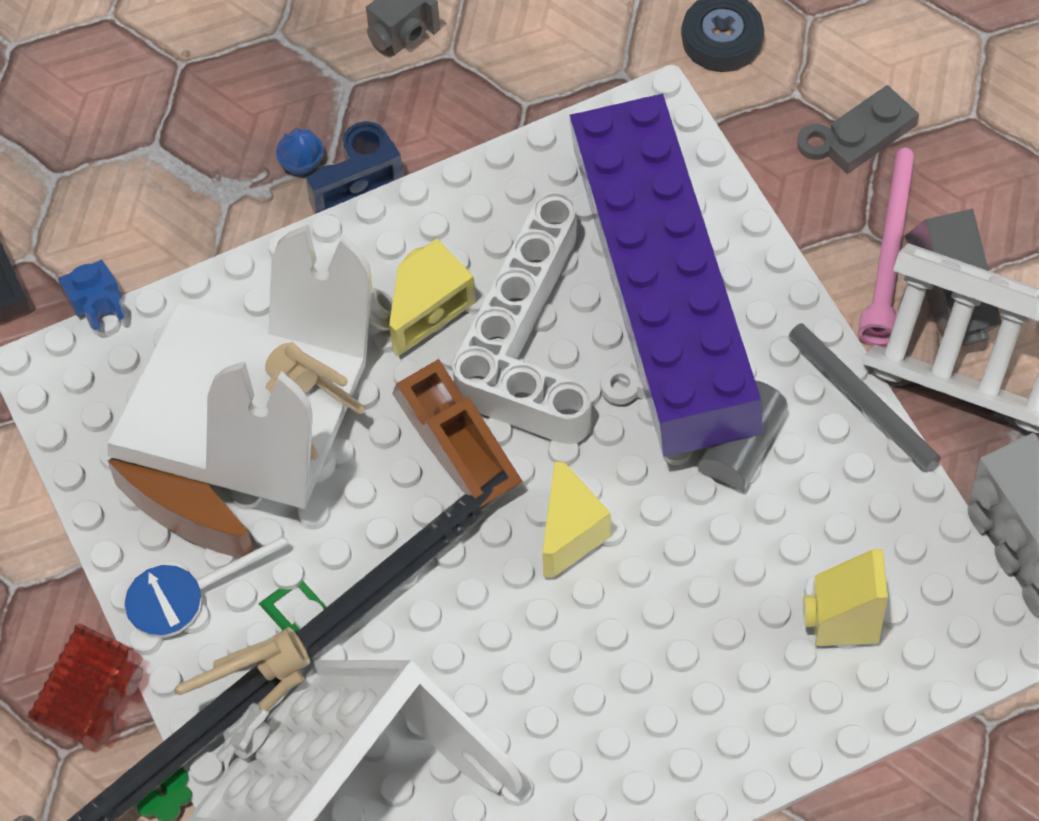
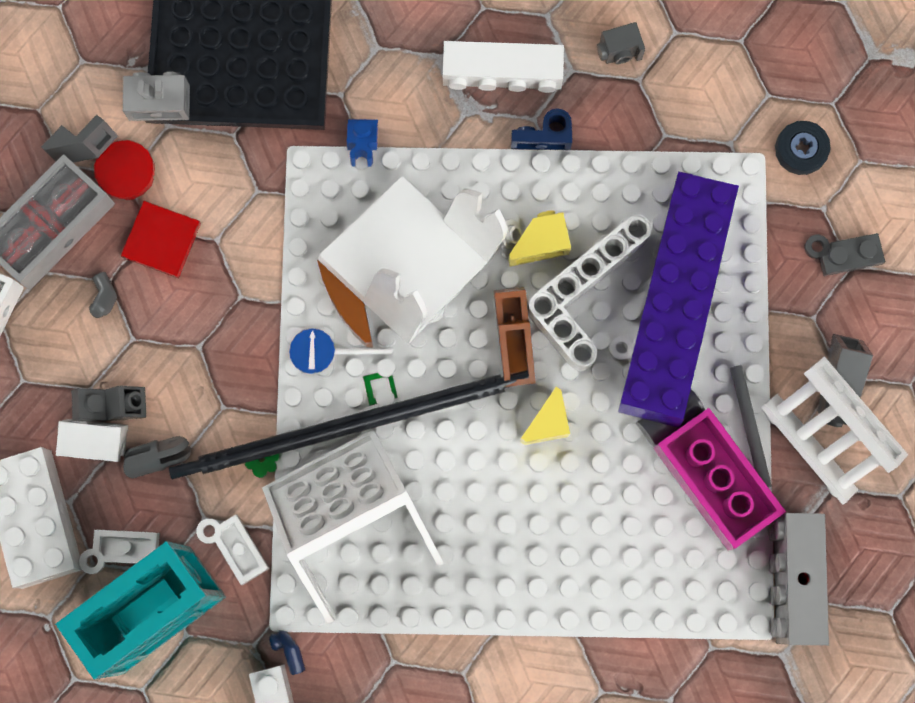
camera: 25 degrees right, 20 degrees up
(87, 688) = (249, 383): clear red brick -> none
(246, 734) = (315, 457): white plate -> none
(247, 113) = (503, 66): none -> white brick
(276, 657) = (352, 425): tan plant -> none
(299, 152) = (520, 104): blue plate -> none
(306, 373) = (442, 260): tan plant -> none
(848, 601) = (669, 551): light yellow slope -> none
(859, 474) = (719, 480): none -> dark pink brick
(879, 317) = (786, 383): bright pink piece -> none

